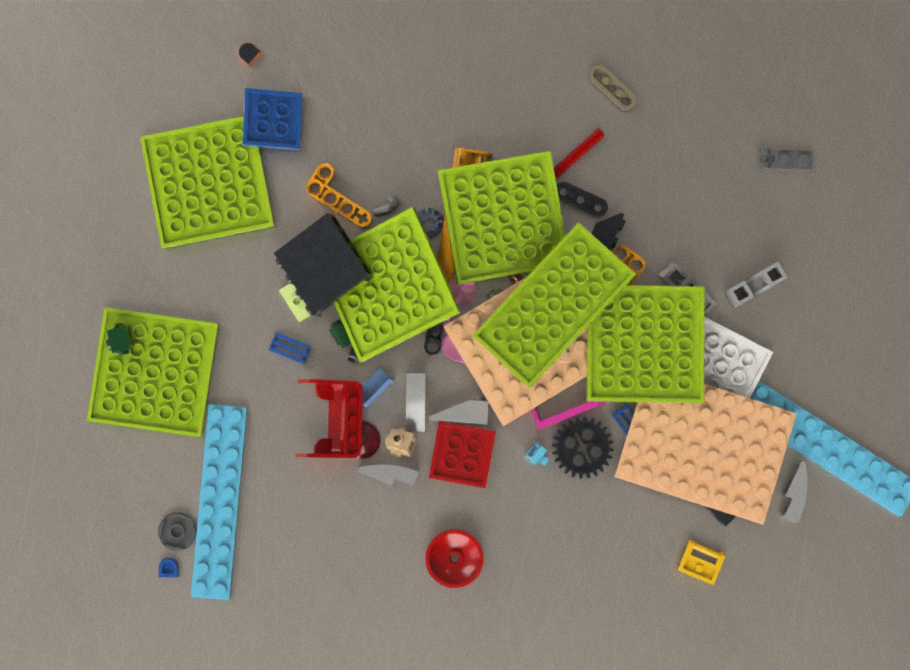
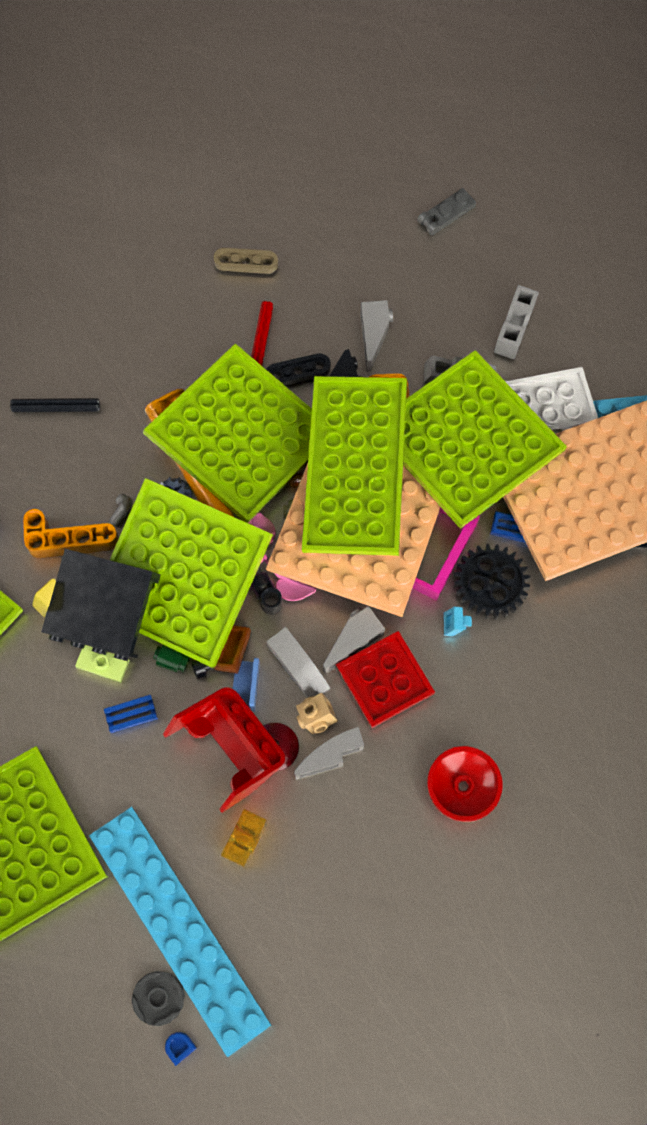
camera: 45 degrees left, 15 degrees down
(292, 232) = (43, 597): none -> light yellow slope
(297, 482) = (244, 839): none -> clear yellow brick
(384, 360) = (233, 650): none -> dark orange tile
(400, 95) = (55, 405): none -> black axle
(659, 209) = (375, 326): none -> light grey slope

